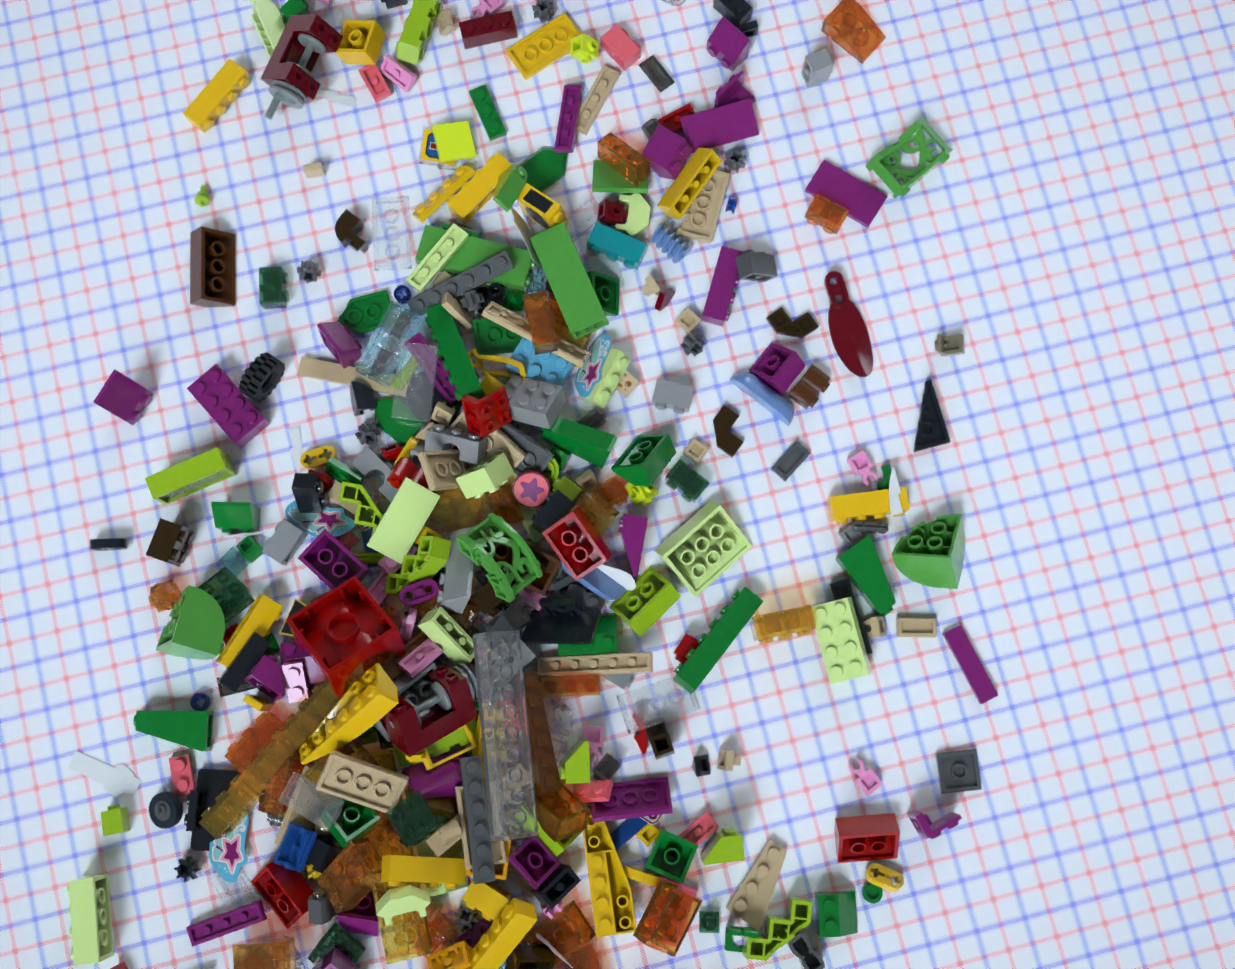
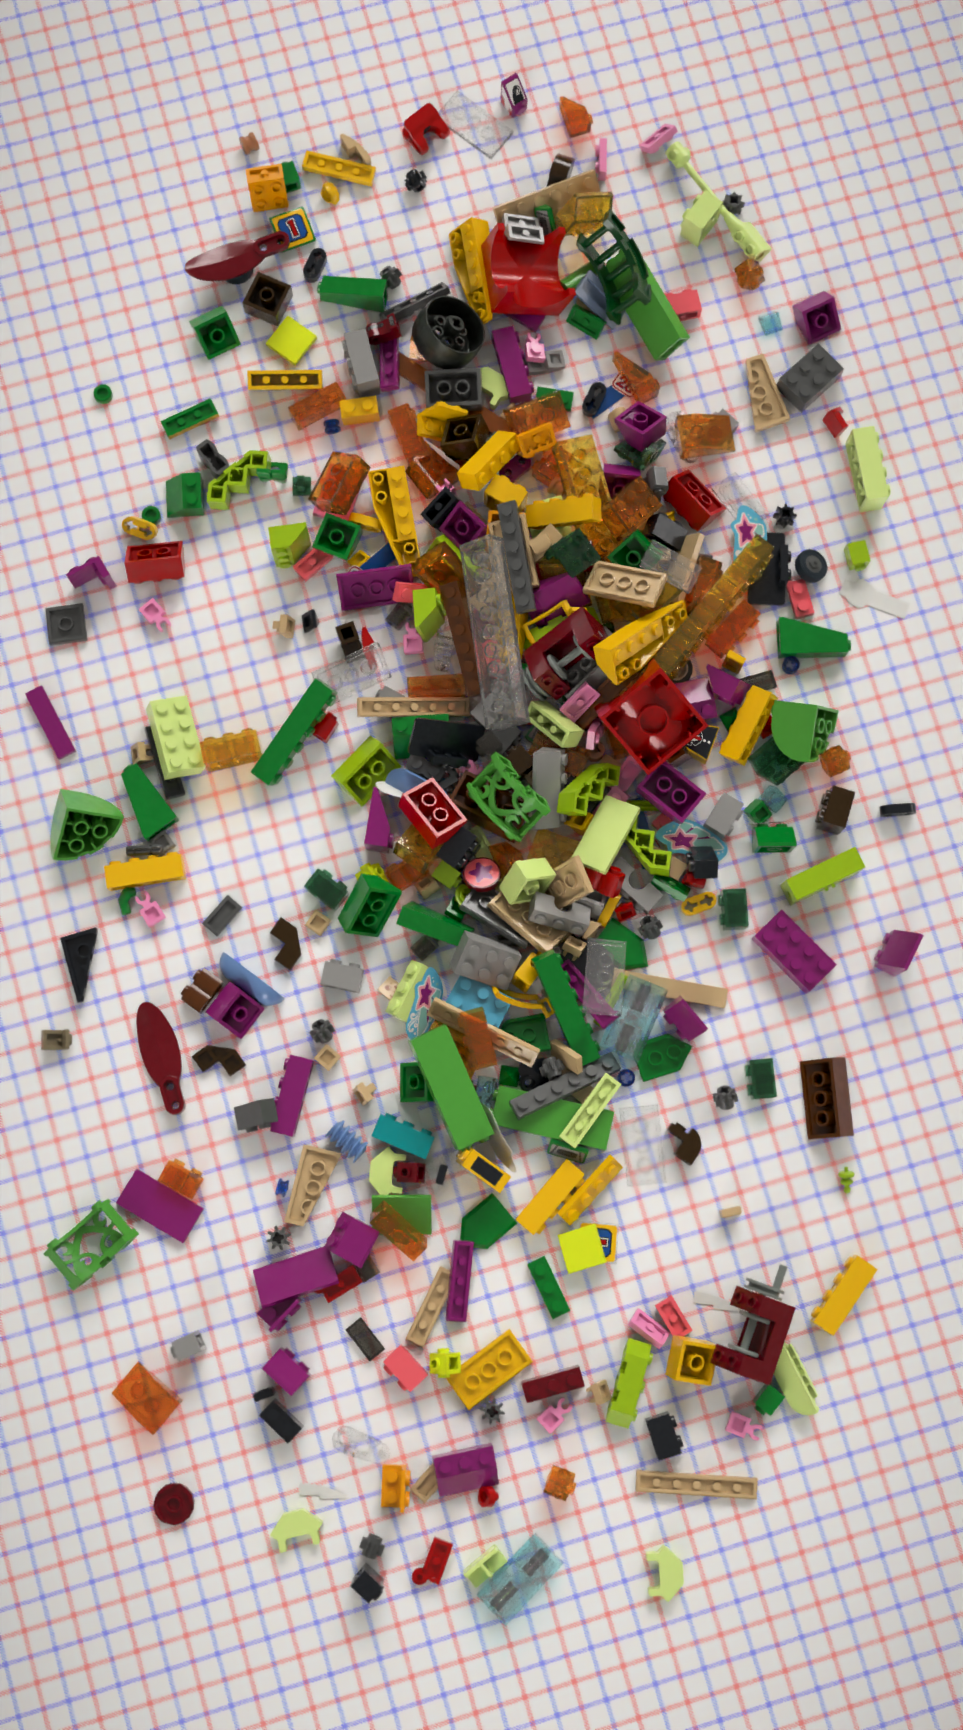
camera: 175 degrees right, 0 degrees up
(226, 923) = (743, 471): magenta tile -> none
(244, 662) = (749, 695): black tile -> none
(261, 377) = (761, 978): black tyre -> none
(283, 449) = (733, 909): none -> clear green brick
(295, 681) = (698, 681): bright pink plate -> none
(295, 847) = (684, 532): blue hinge -> none
(361, 398) = (659, 964): black brick -> none
(402, 901) = (580, 483): yellowish green piece -> none
(418, 592) = (585, 762): magenta plate -> none
(461, 921) = (526, 476): dark grey gear -> none
(487, 413) = (525, 937): red bracket -> none
(509, 186) = (518, 1187): bright green slope -> none
(581, 208) = (441, 1174): none -> black tile
(664, 298) = (352, 1081): tile -> none
(689, 183) = (327, 1208): yellow brick -> none
(703, 548) = (310, 824): yellowish green slope -> none
(757, 888) = (257, 516): tan wing -> none
(894, 490) = (118, 884): white sticker -> none
(916, 627) = (101, 755): tan tile -> none

